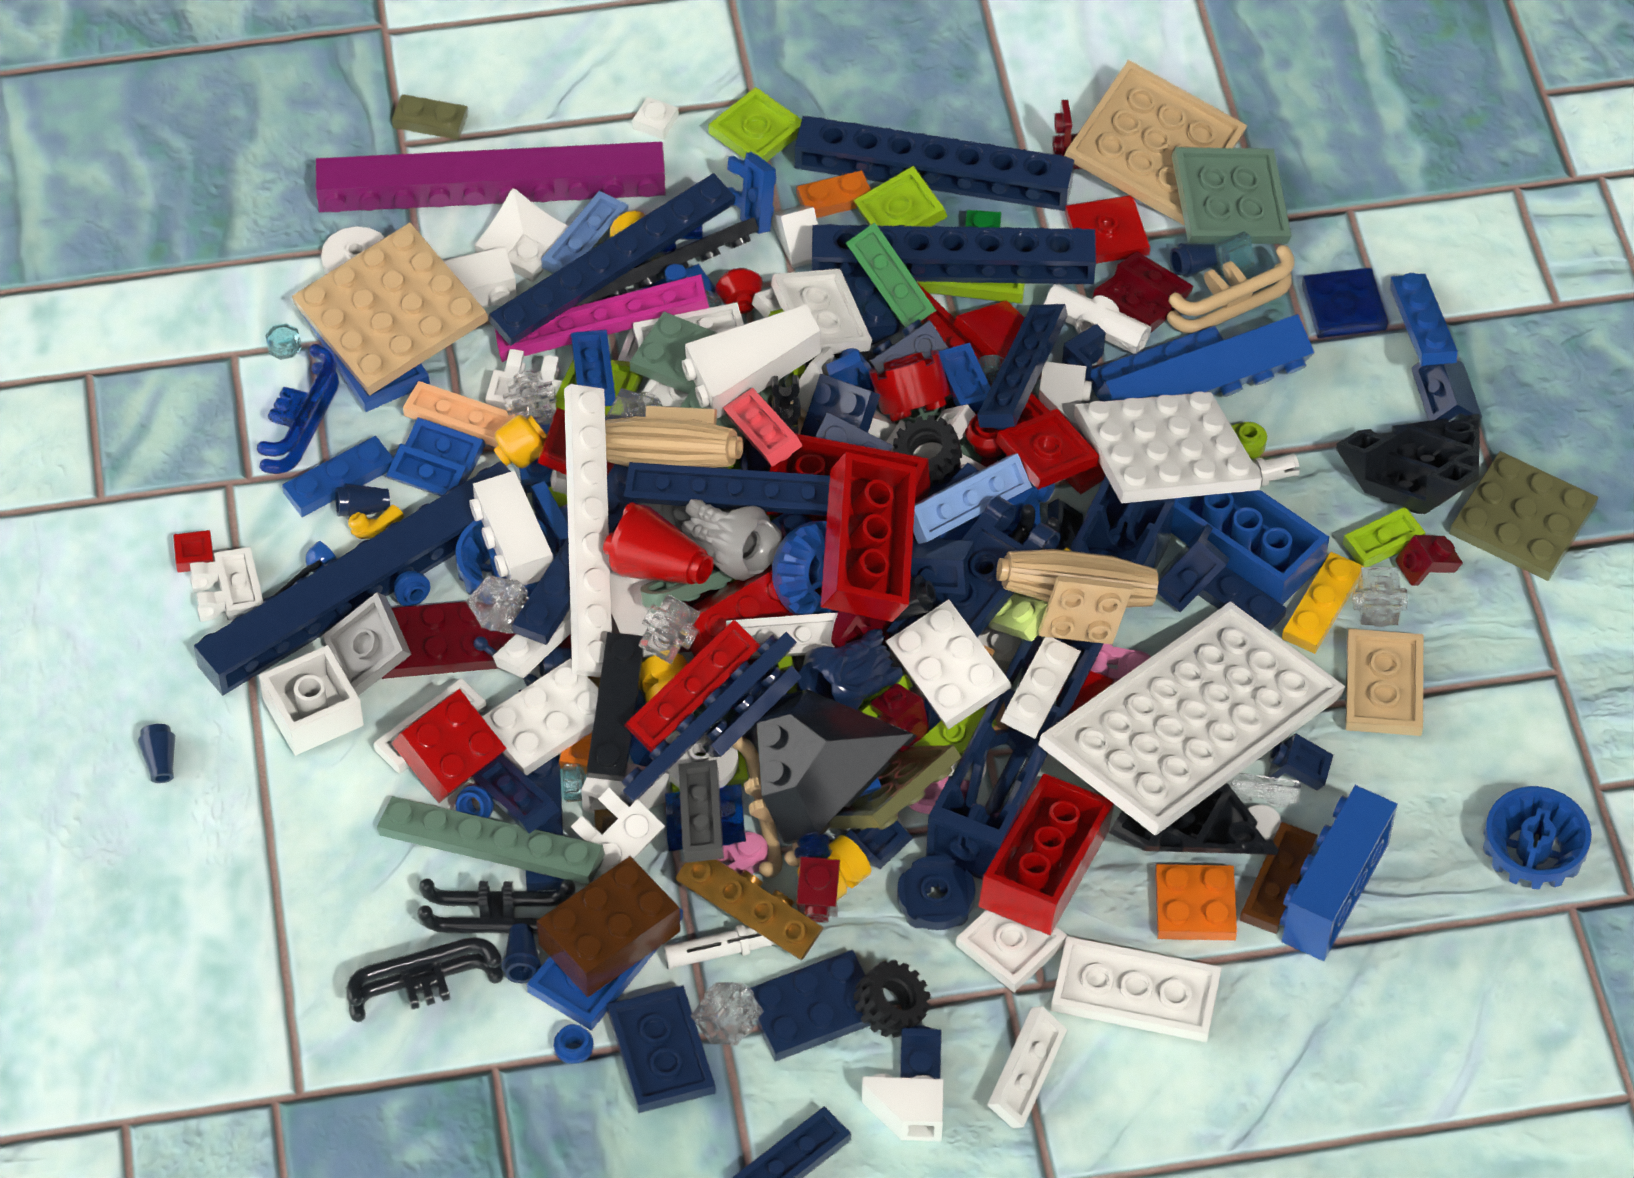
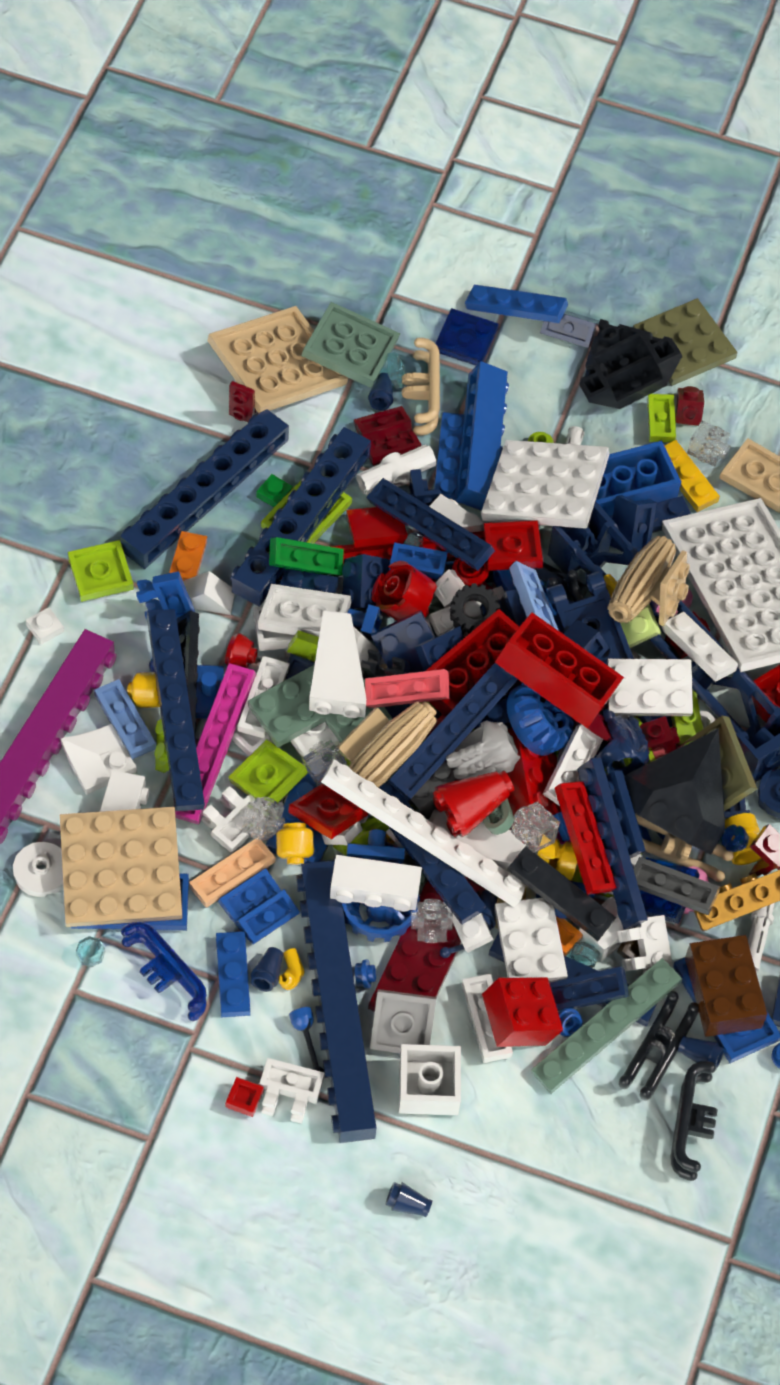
camera: 65 degrees left, 5 degrees up
(593, 362) = (262, 768): blue plate -> none
(901, 201) = (233, 525): lime plate -> none
(1116, 227) = (320, 422): red plate -> none

